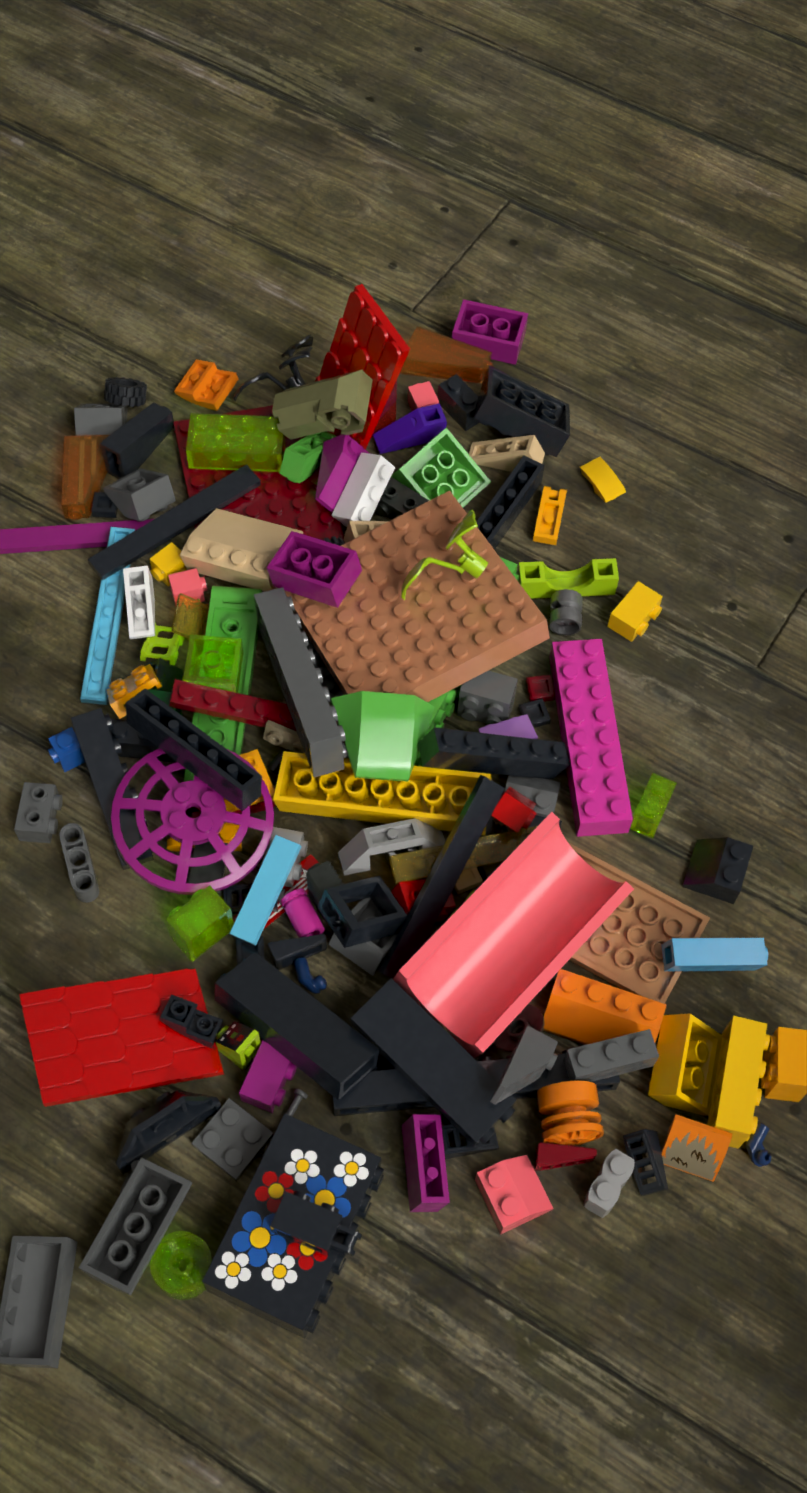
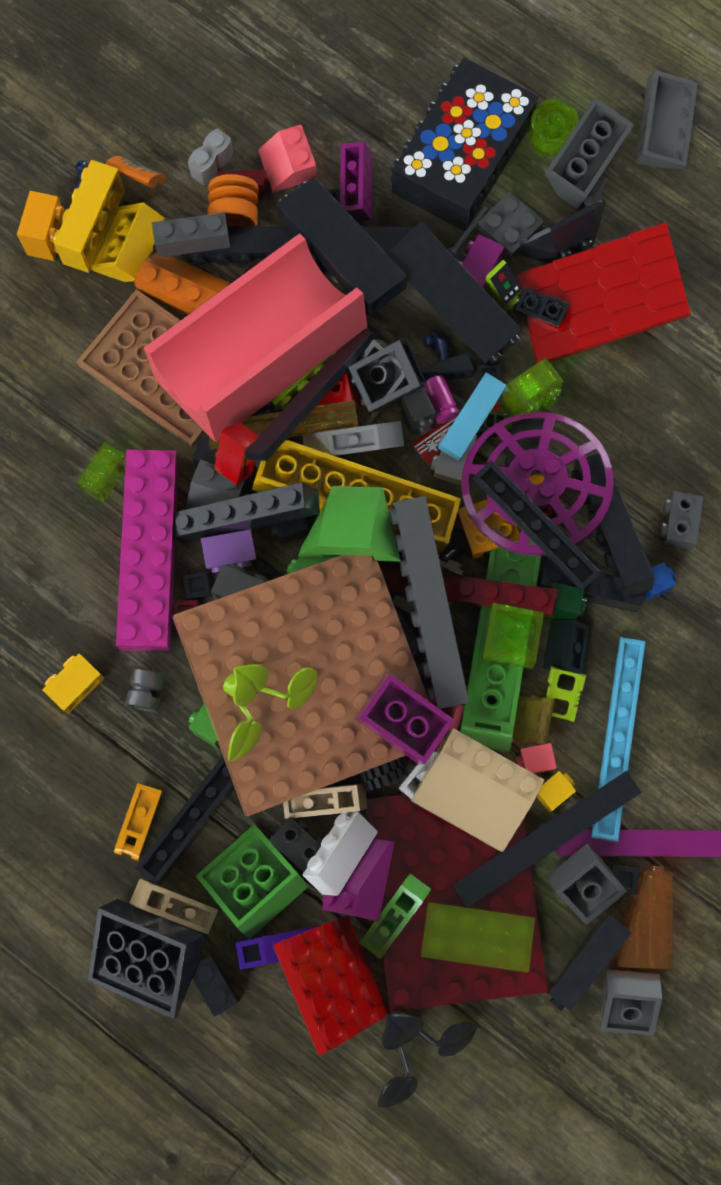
camera: 170 degrees left, 15 degrees up
(79, 851) = (642, 456): dark grey beam -> none
(124, 689) = (594, 631): light orange piece -> none
(125, 391) = (601, 1045): black tyre -> none
(139, 602) = (586, 739): white slope -> none
(206, 385) = (507, 1049): orange slope -> none
(312, 1225) = (451, 117): black brick -> none
(324, 405) = (376, 942): olive brick -> none
(421, 395) = (257, 995): coral brick -> none
(444, 357) = (225, 1060): clear orange slope -> none
(491, 329) = (163, 1090): magenta brick -> none
(527, 1063) = (264, 229): dark grey slope -> none
(593, 579) = (131, 729): lime arch -> none
(603, 479) = (71, 862): yellow slope -> none
(652, 1147) = (175, 183): black slope -> none
(714, 954) = (81, 323): dark azure brick -> none
(718, 868) = (56, 408): black slope -> none

